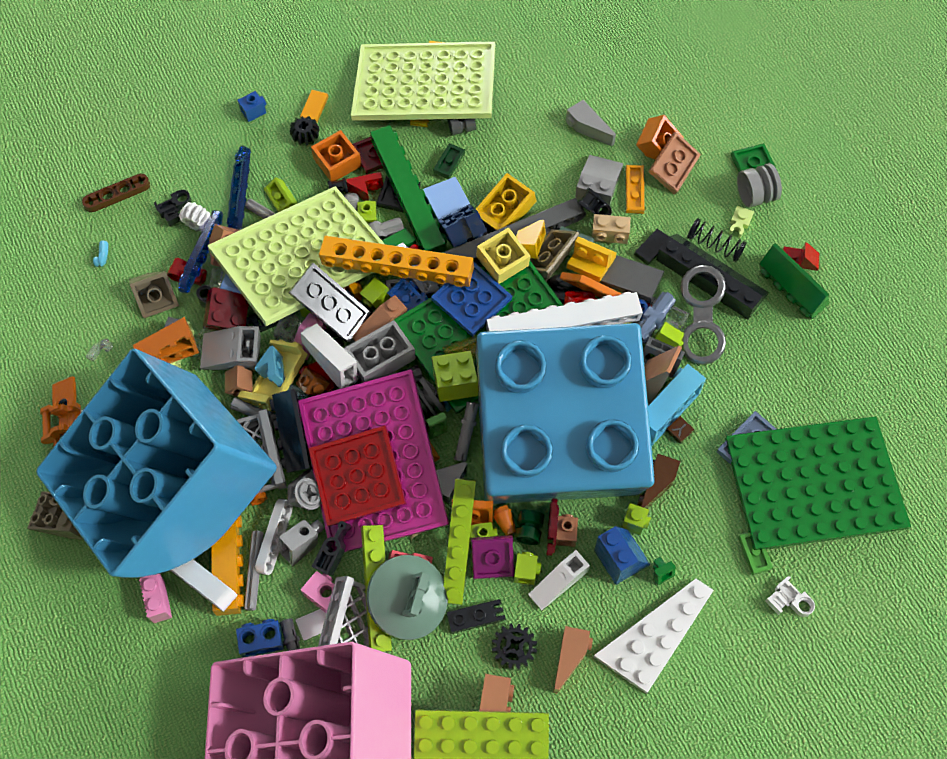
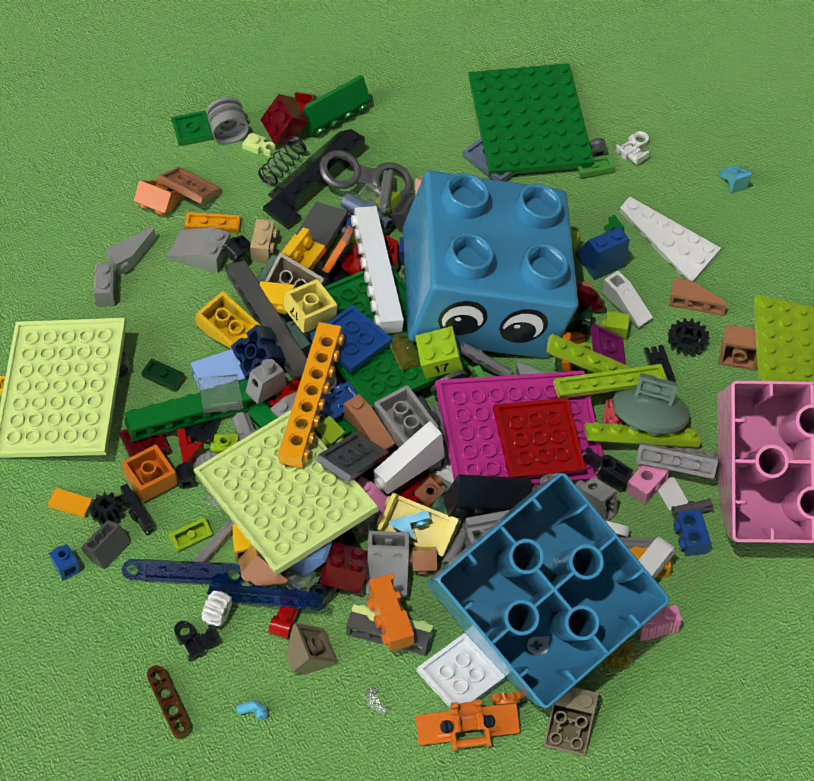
camera: 90 degrees left, 10 degrees down
(268, 133) = (106, 544): none -> dark grey brick
(299, 153) = (136, 511): none -> black hinge
(415, 198) = (220, 393): none -> clear tile
(425, 229) = (265, 381): none -> light grey torso
(433, 551) = (604, 381): none -> lime plate
(547, 106) = (104, 284): none -> light grey brick
(678, 330) = (385, 192): none -> light grey axle
(757, 714) = (737, 178): none -> medium azure slope
(766, 232) = (283, 119): none -> dark red brick
(780, 555) = (598, 147): none -> flat silver wheel

